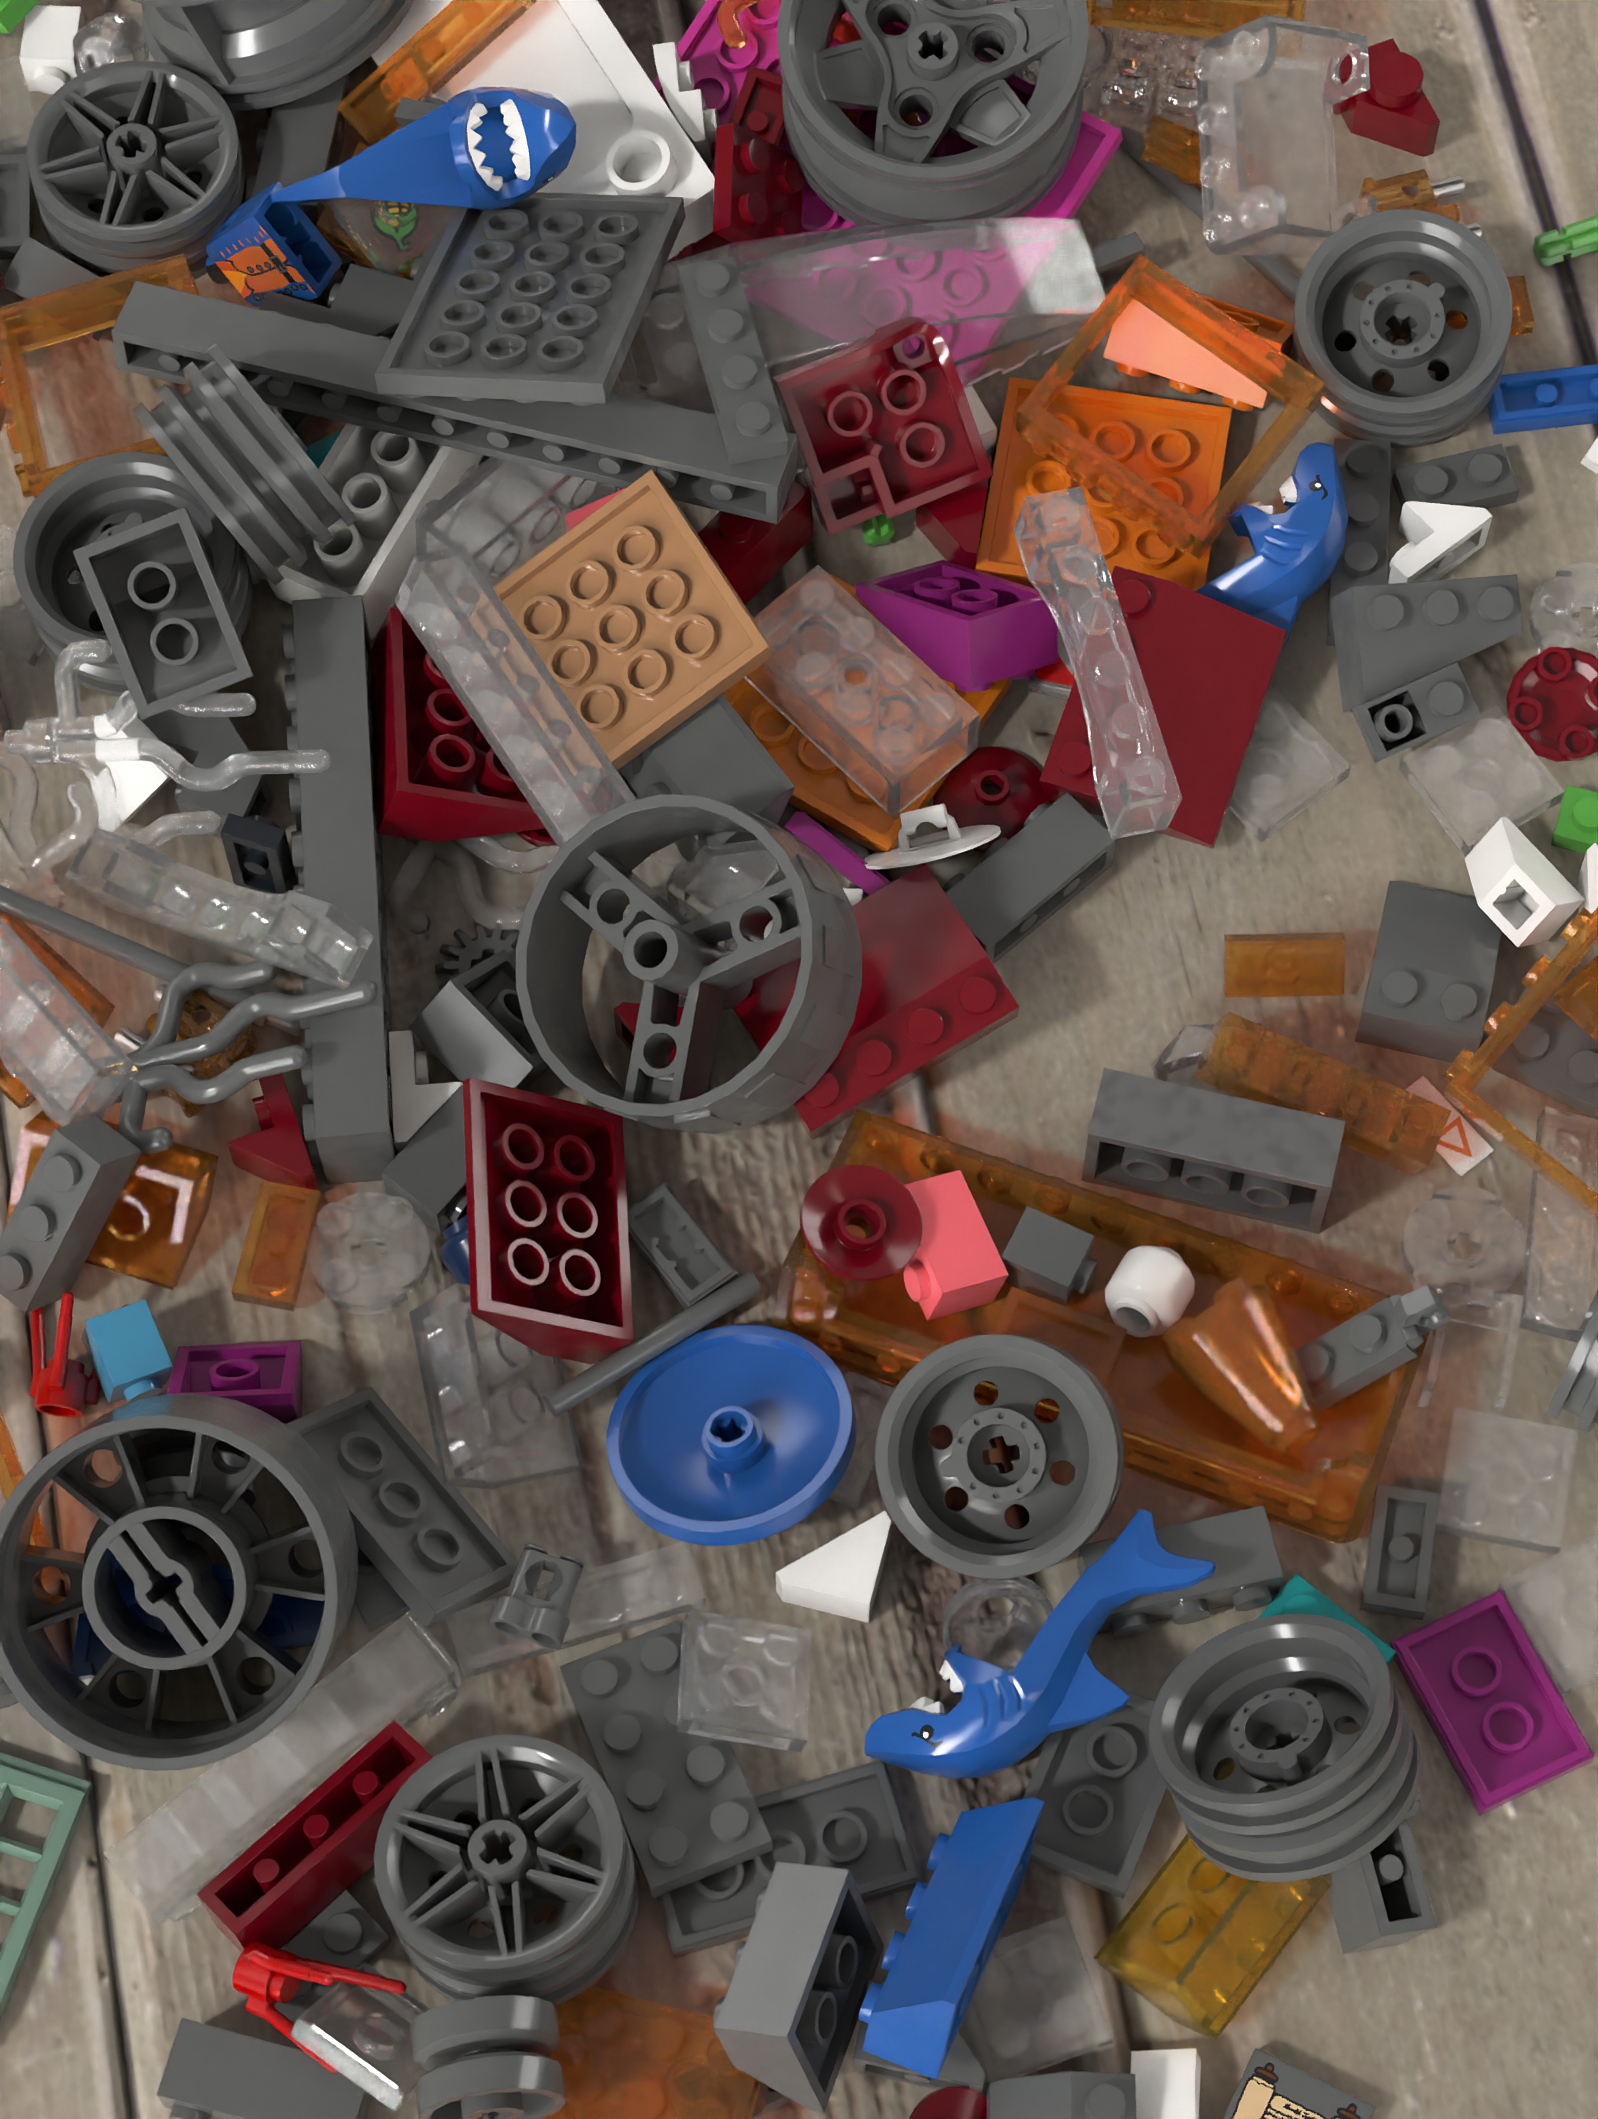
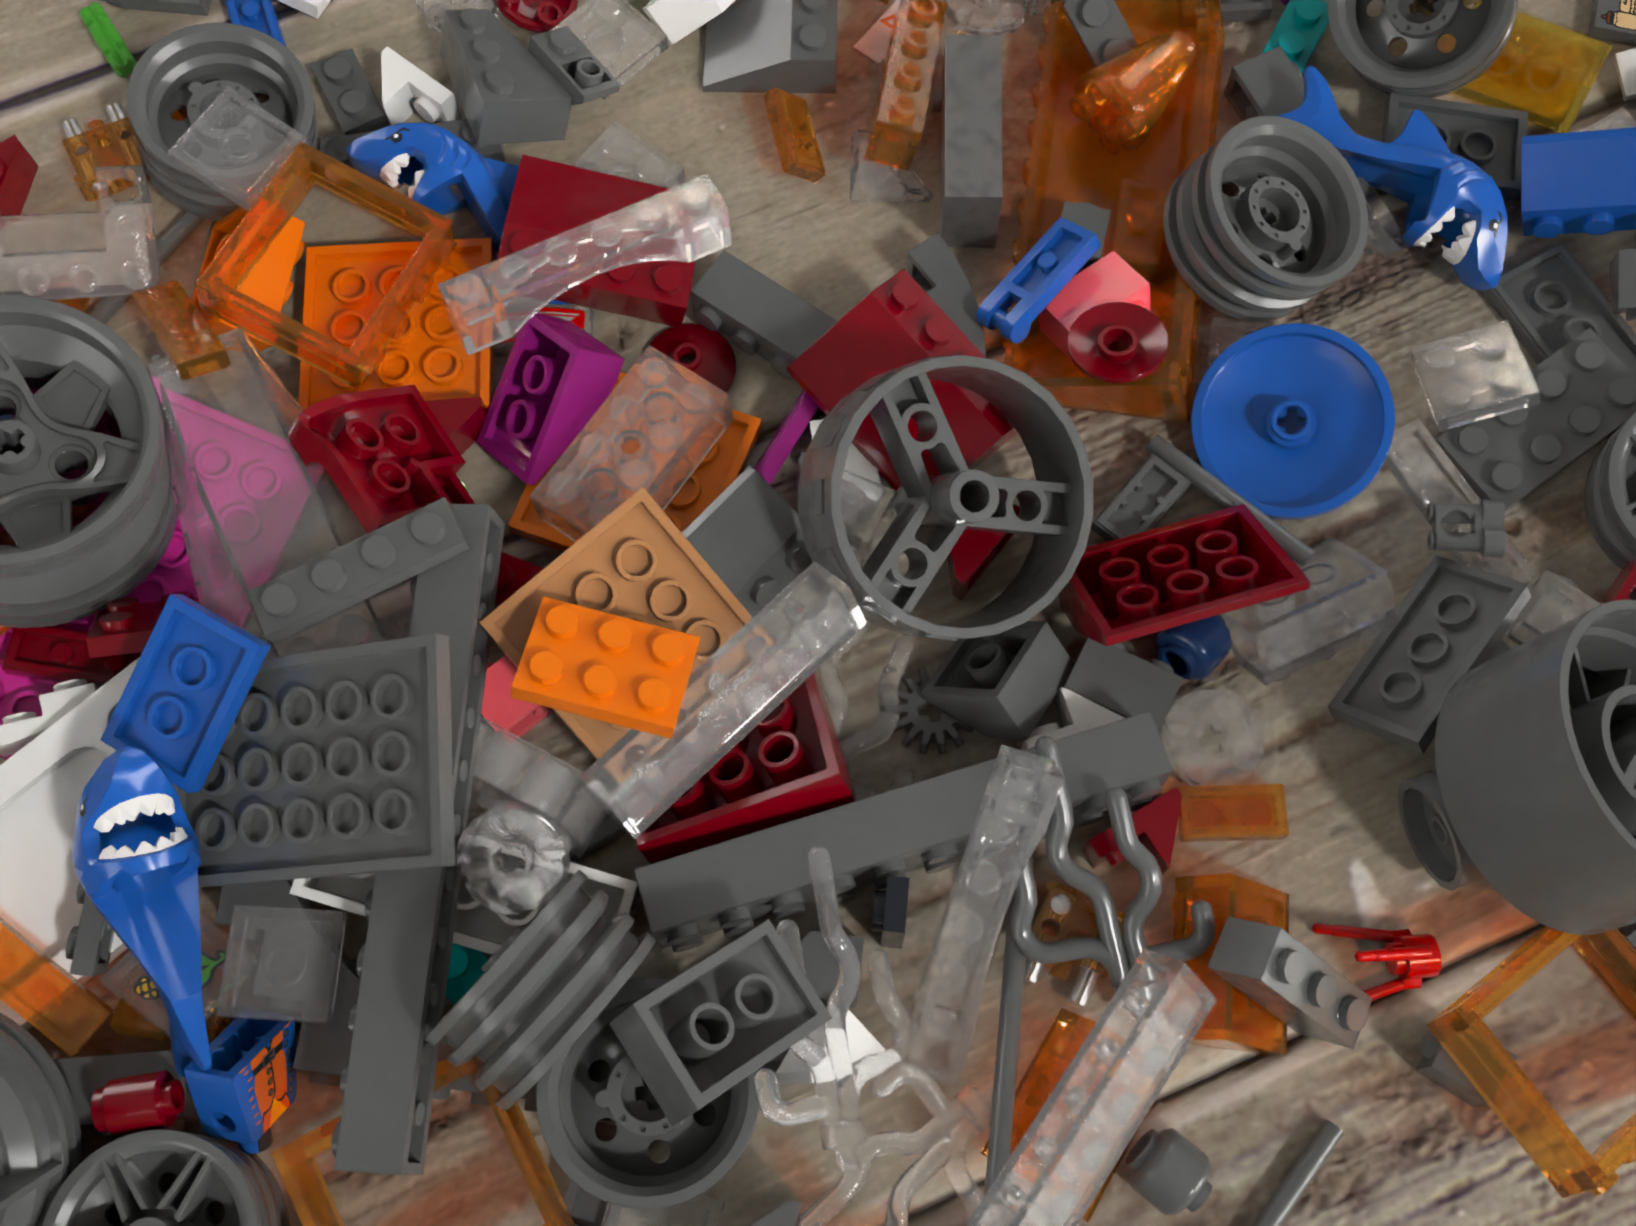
camera: 100 degrees left, 5 degrees up
(127, 1353) = (1371, 904): dark azure brick -> none
(252, 1373) = (1367, 809): magenta slope -> none
(269, 151) = (137, 1103): none -> dark red brick
(364, 280) = (282, 964): none -> clear tile
(399, 480) = (533, 833): none -> clear plate
(565, 577) = (606, 667): none -> orange plate
(638, 194) = (186, 691): none -> blue plate
(840, 1574) = (1365, 321): white slope -> none
(934, 845) = (761, 375): white shield -> none
(978, 1164) = (1037, 279): none -> blue plate
(992, 1092) = (943, 279): none -> dark grey slope
(1105, 252) = (181, 330): none -> clear orange tile
(1149, 1290) = (1086, 169): white head -> none
(1330, 319) = (235, 148): none -> clear tile

